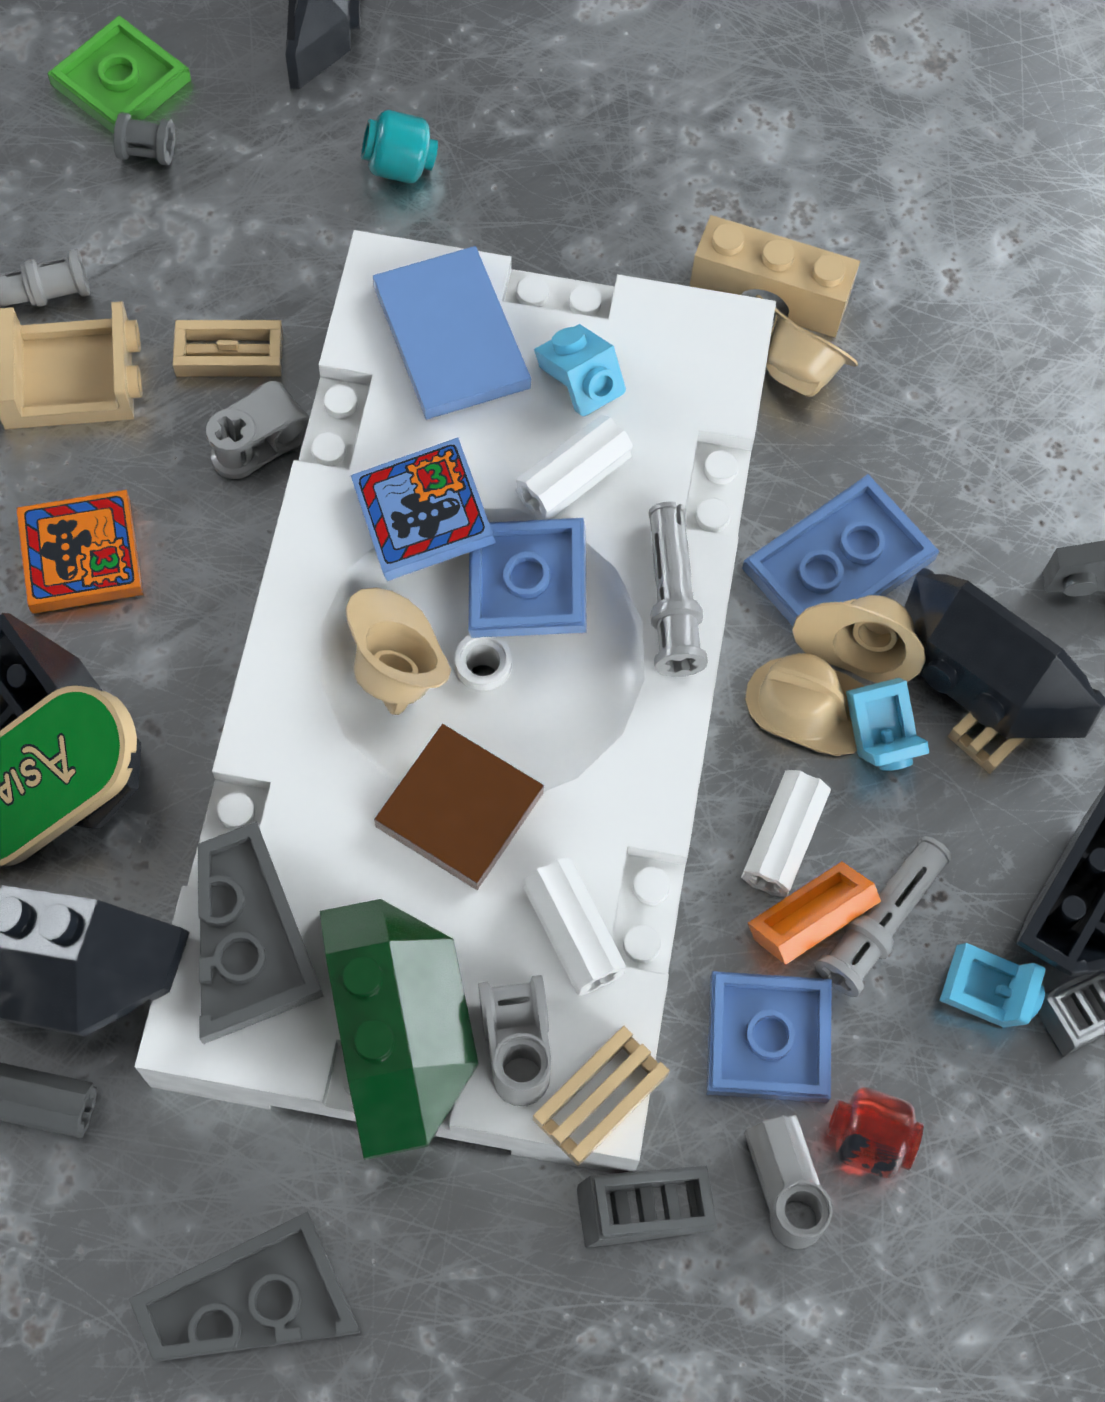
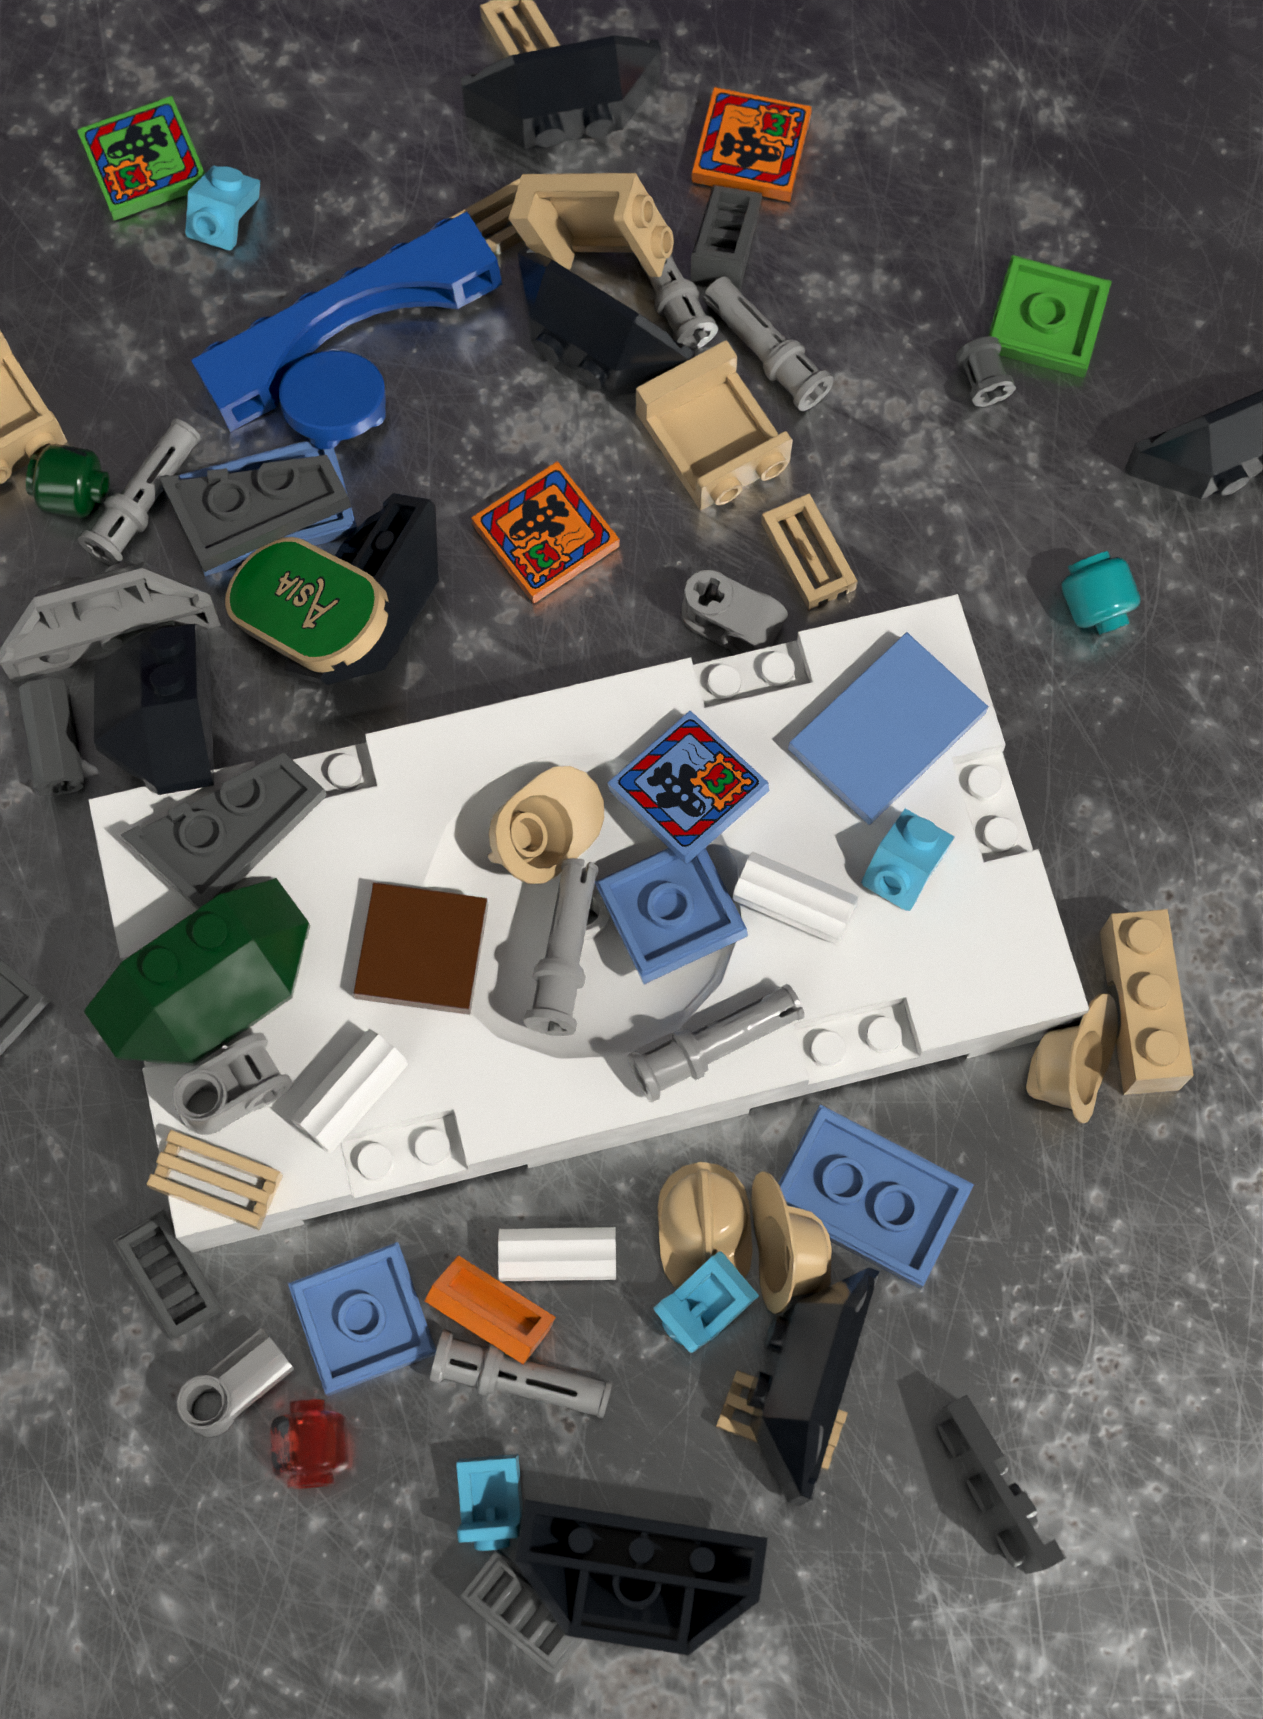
camera: 70 degrees right, 5 degrees up
(545, 690) = (559, 972): none -> light grey pin

